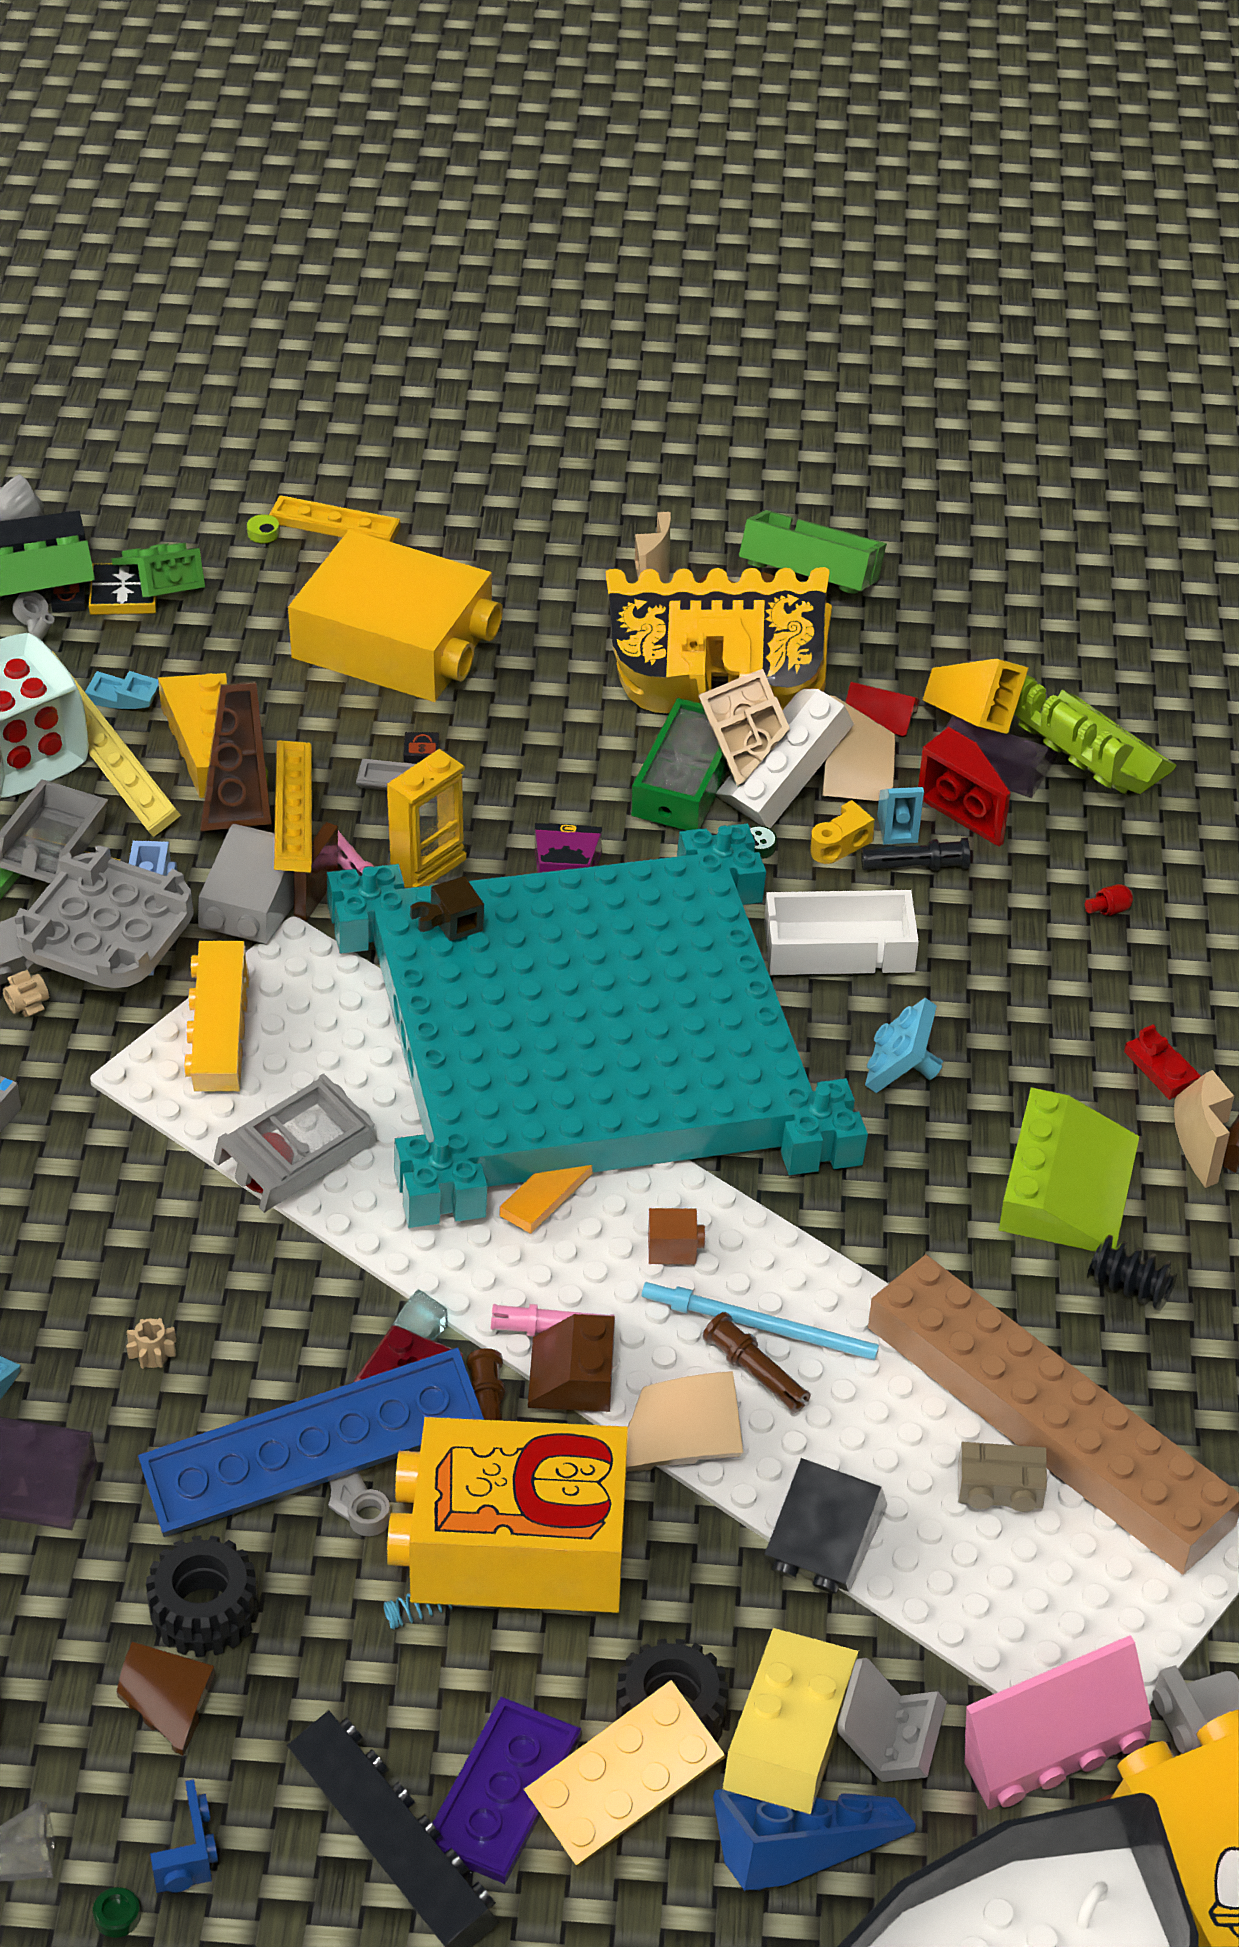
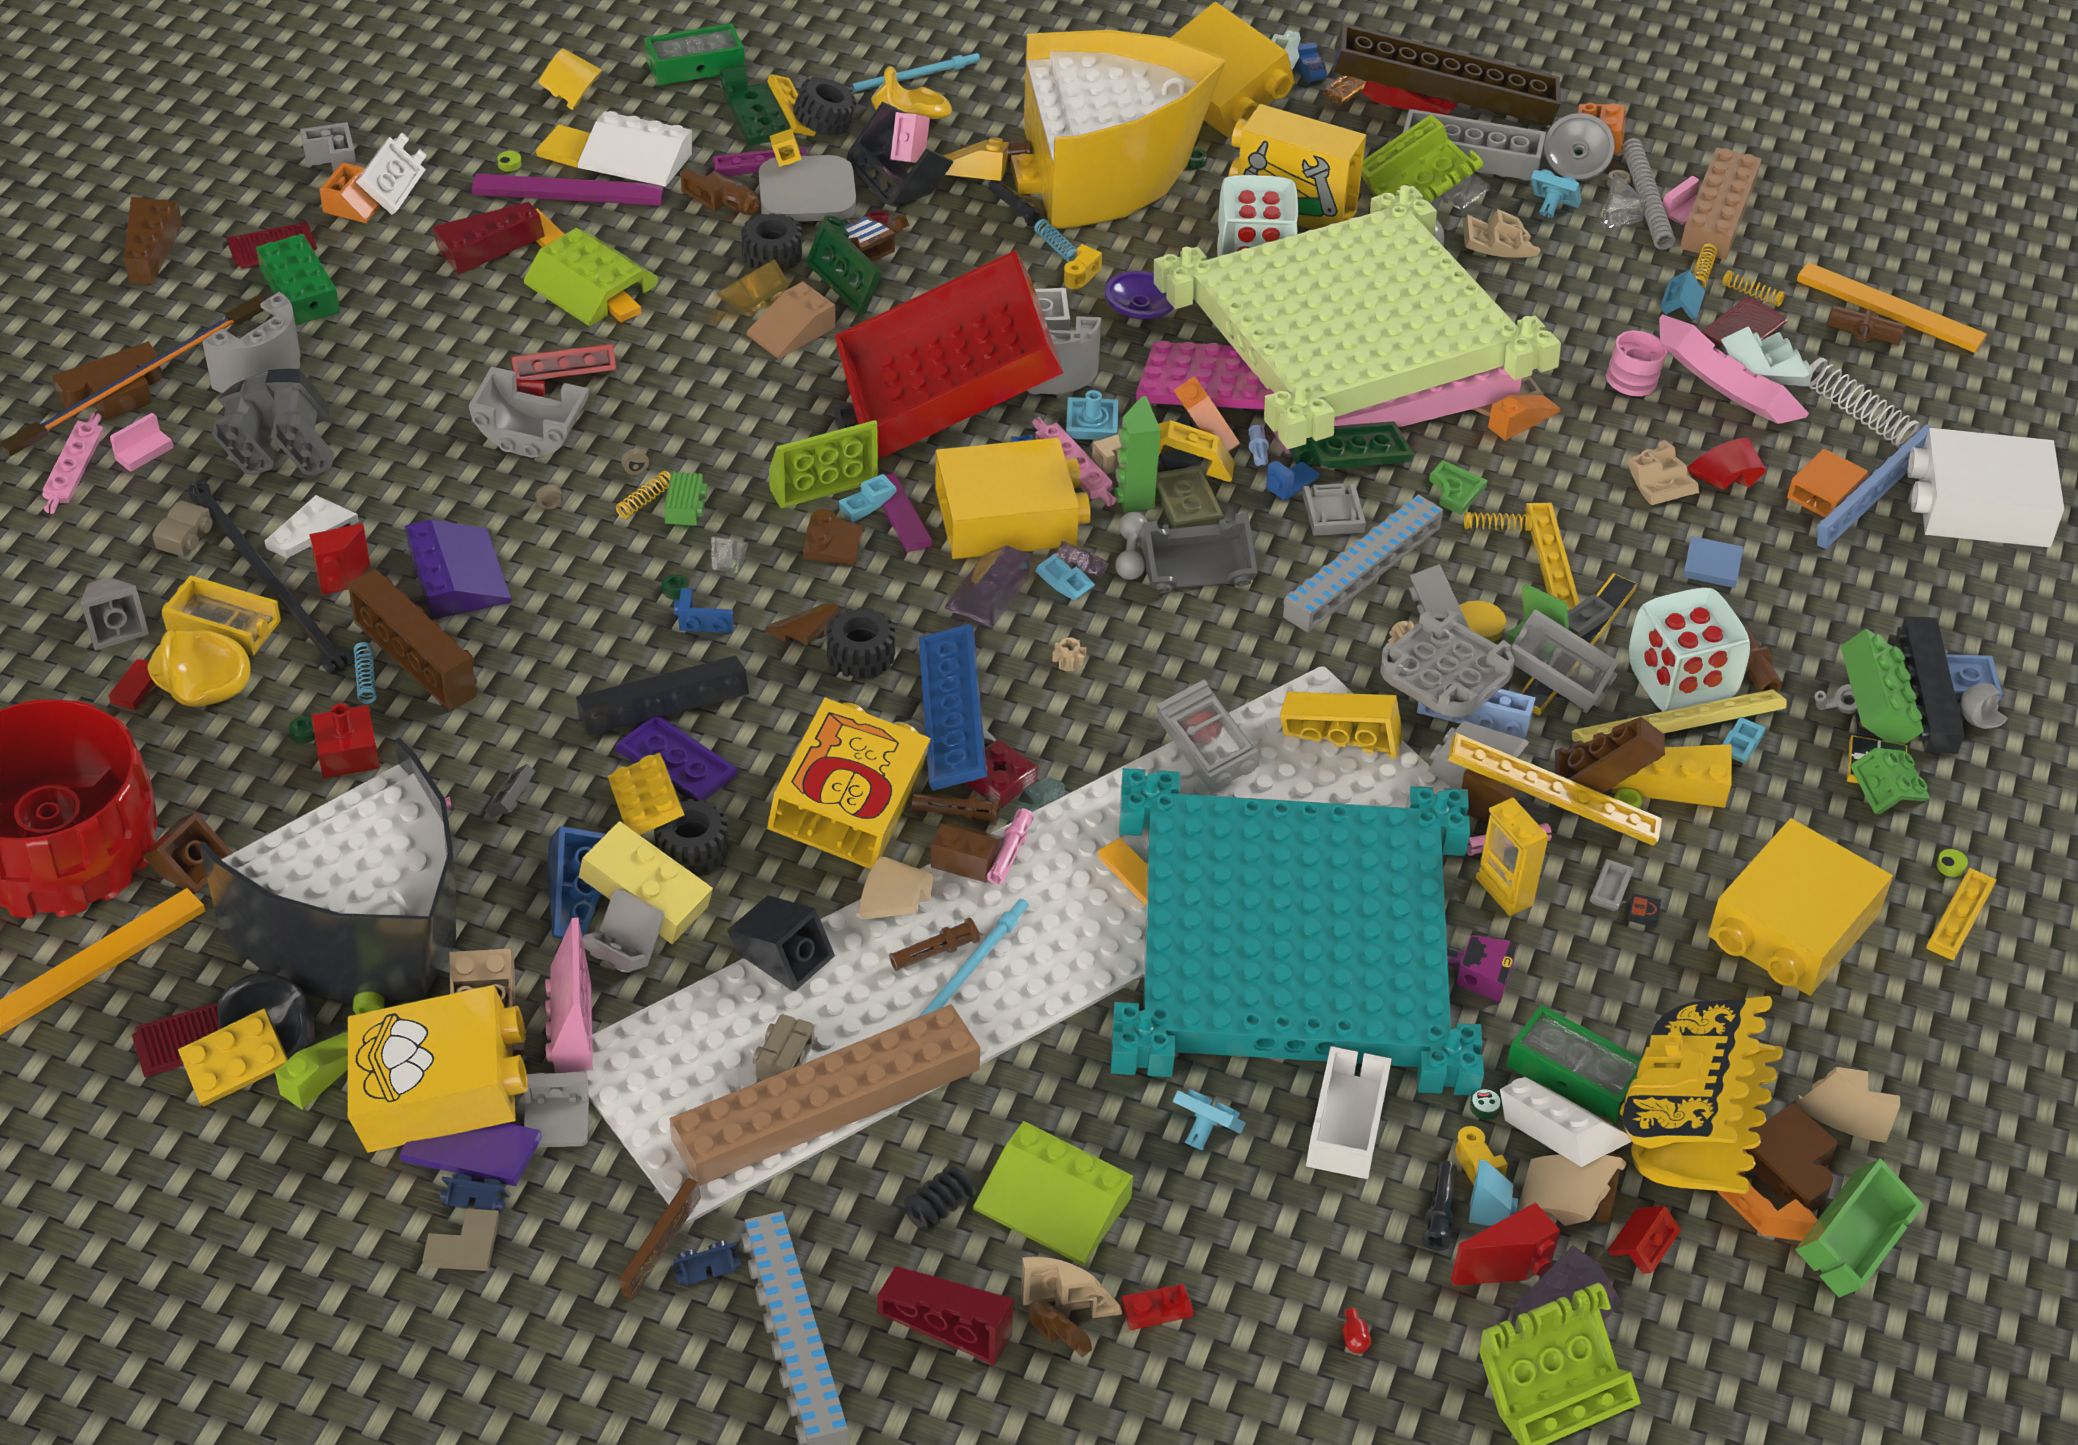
camera: 105 degrees right, 0 degrees up
(453, 908) = (1394, 838): dark brown brick -> none
(674, 1236) = (1062, 925): dark orange brick -> none
(745, 721) = (1587, 1080): tan slope -> none
(978, 691) = (1616, 1271): yellow slope -> none

